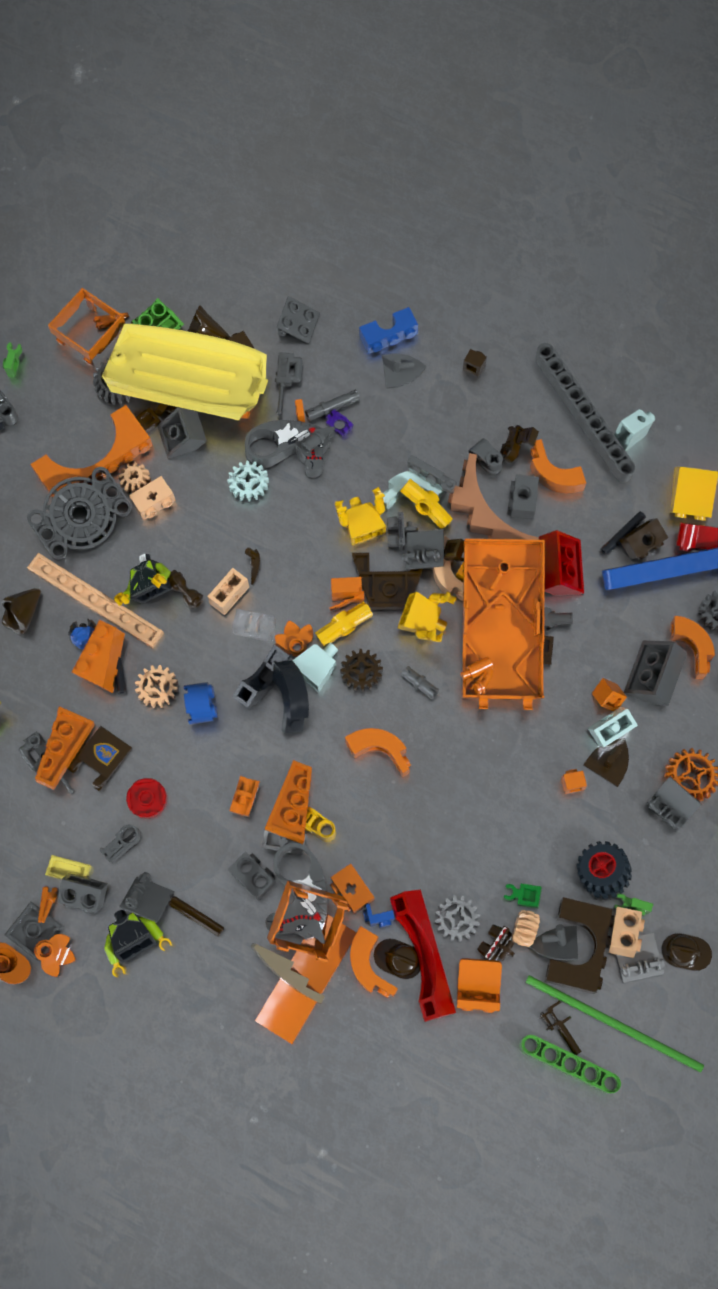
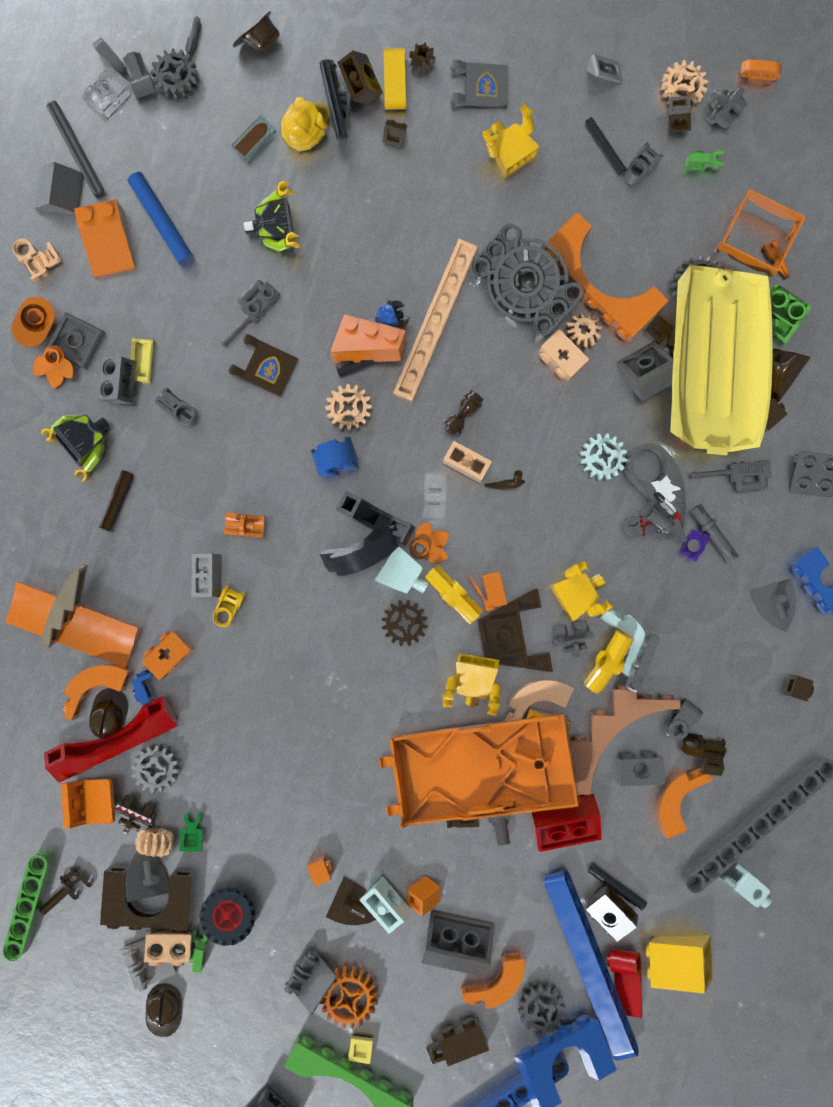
camera: 75 degrees right, 15 degrees up
(20, 610) = (409, 243): dark brown hat -> none
(47, 901) = (103, 346): orange piece -> none
(66, 739) = (271, 325): orange wing -> none
(146, 581) = (462, 369): torso -> none
(146, 798) = (229, 423): red tile -> none
(146, 898) = (122, 447): dark grey hinge -> none
(249, 878) = (159, 546): dark grey brick -> none
(291, 806) = (236, 576): orange wing -> none
(299, 410) = (698, 498): orange tile -> none
(299, 889) = (140, 604): orange piece -> none
(303, 915) = (132, 615): dark grey animal -> none
(379, 740) = (330, 654): orange arch -> none
(420, 682) = (402, 688): dark grey pin -> none
(424, 549) = (552, 669): dark grey hinge -> none
(454, 550) = (556, 702): dark brown tile -> none
(476, 669) = (422, 749): orange plant -> none
(615, 1023) = (71, 966): bright green piece -> none

